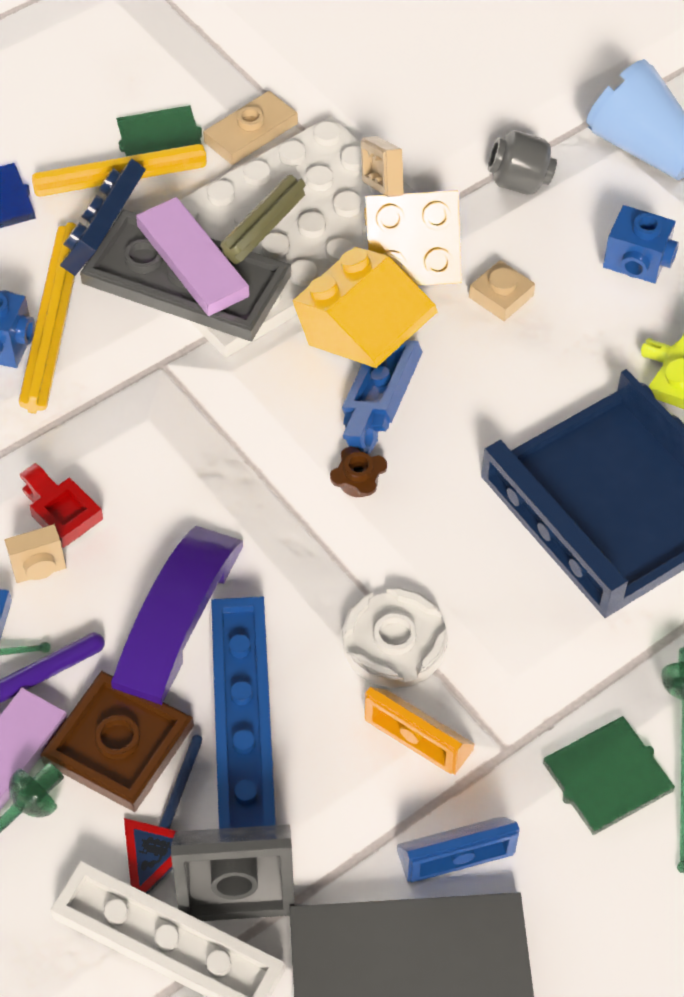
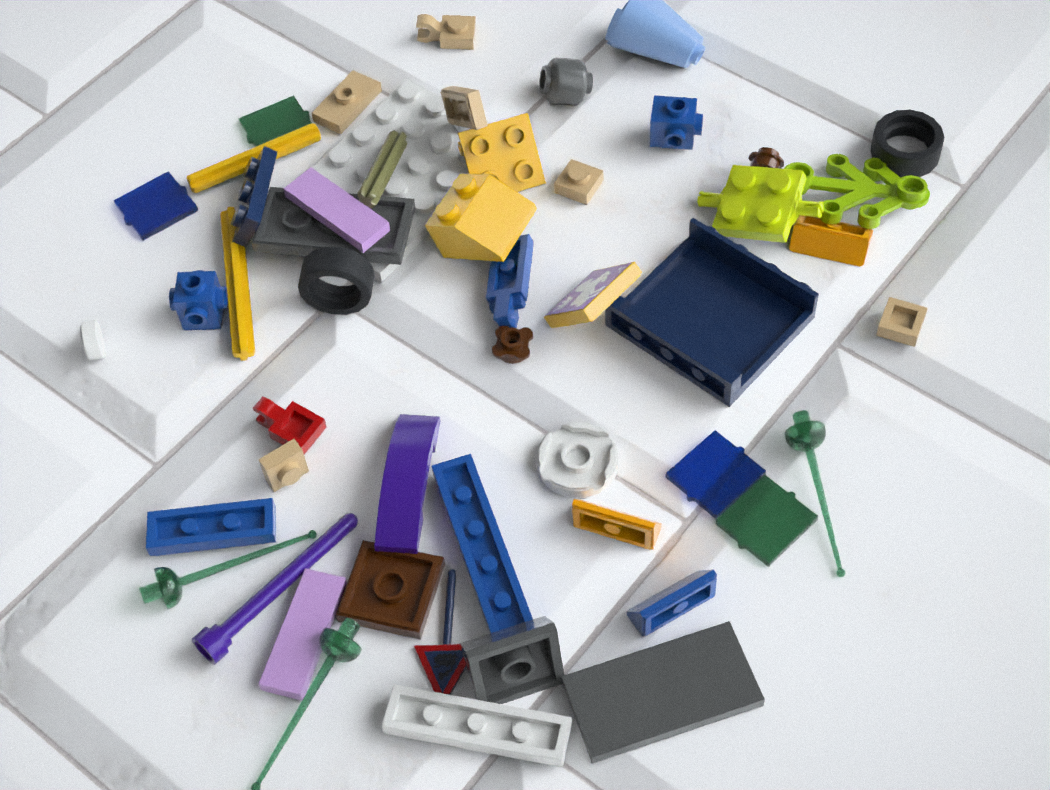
camera: 10 degrees left, 0 degrees up
(174, 324) = (336, 263): none -> black tyre
(402, 72) = (451, 32): none -> tan plate
(473, 436) = (593, 295): none -> tile
(561, 699) = (715, 474): none -> clear blue piece

